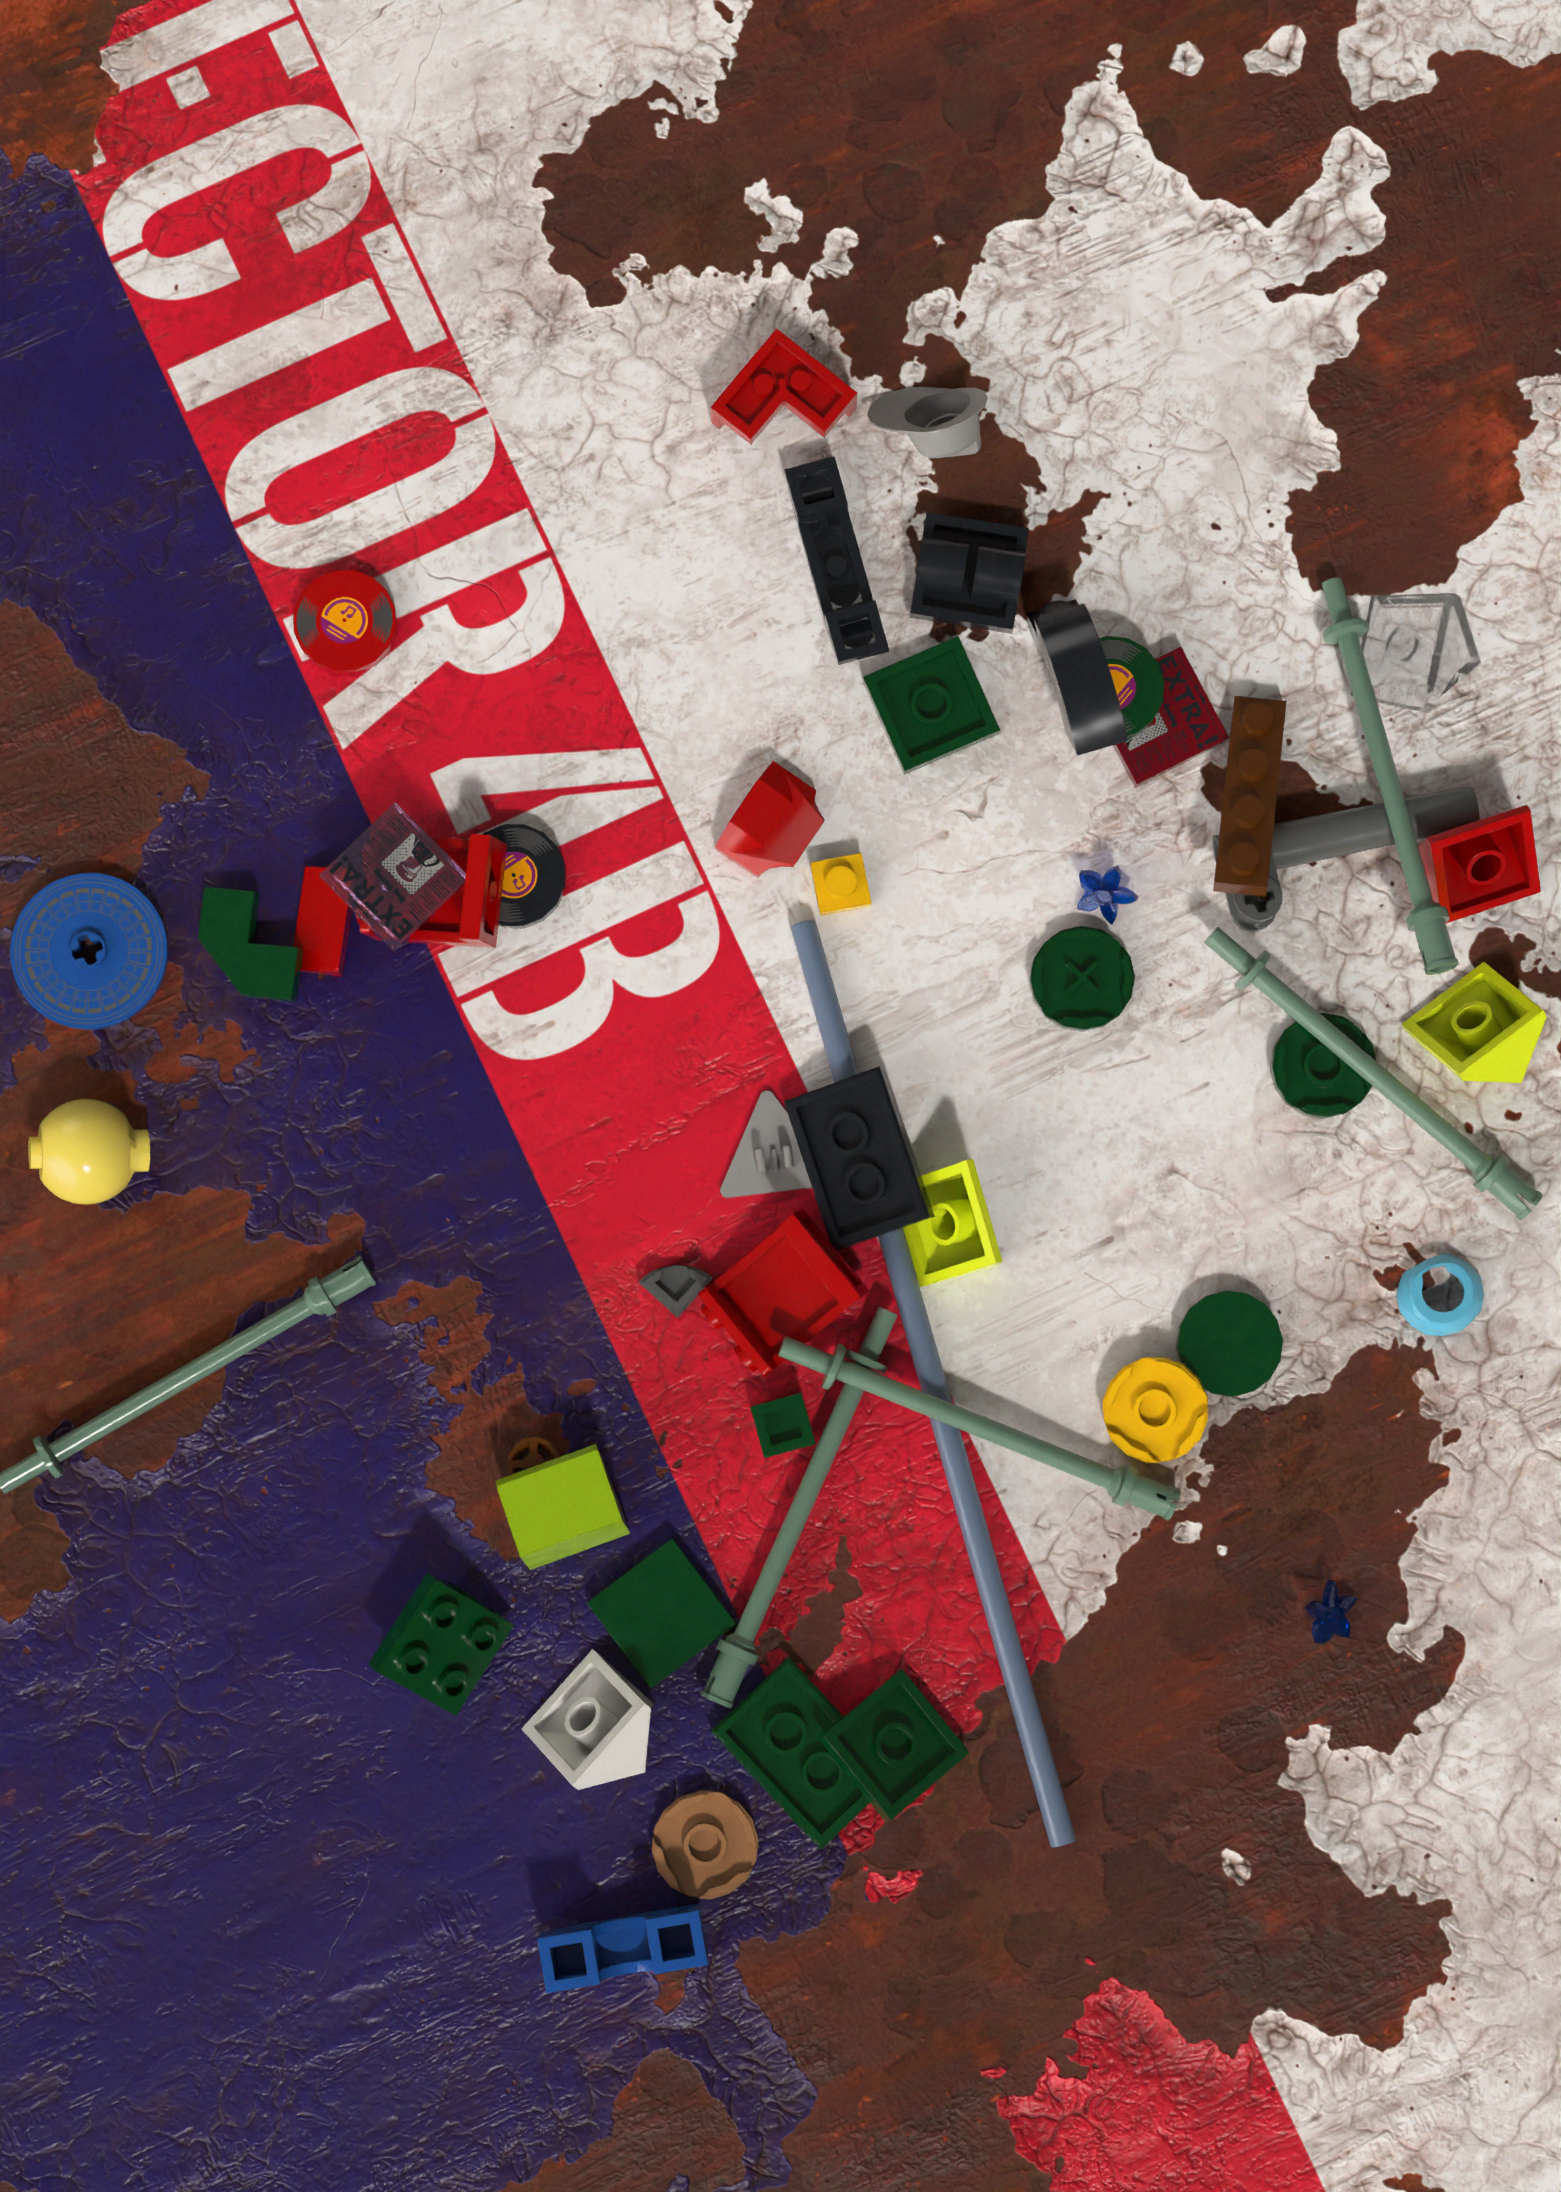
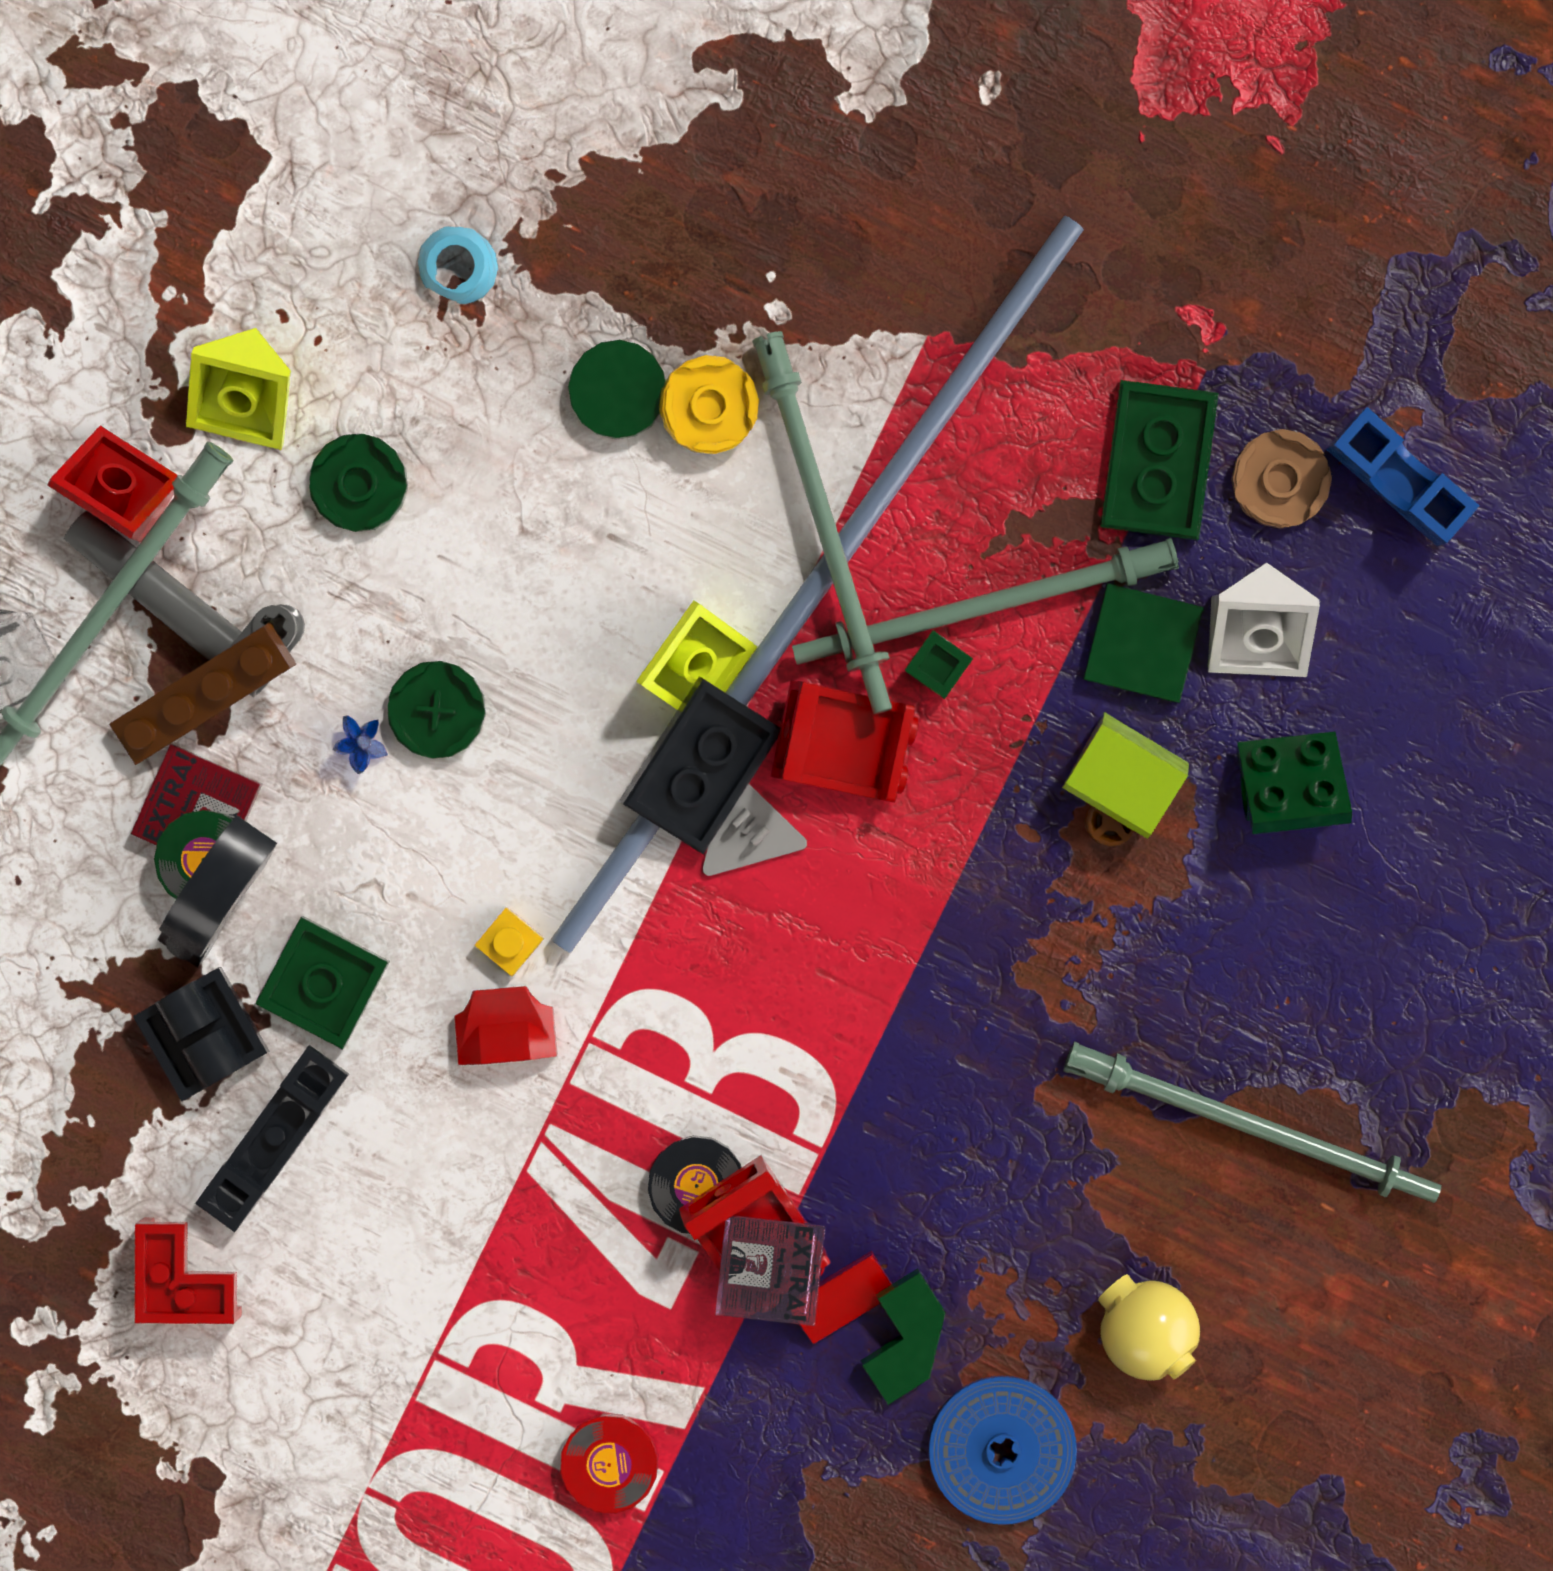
camera: 130 degrees left, 5 degrees up
(676, 1286) = (900, 823): dark grey tile -> none
(893, 1745) = (1103, 399): dark green tile -> none
(935, 419) = (106, 1154): light grey piece -> none
(1330, 1614) = (755, 161): clear blue plant -> none
(1488, 1170) = (338, 300): sand green bar -> none

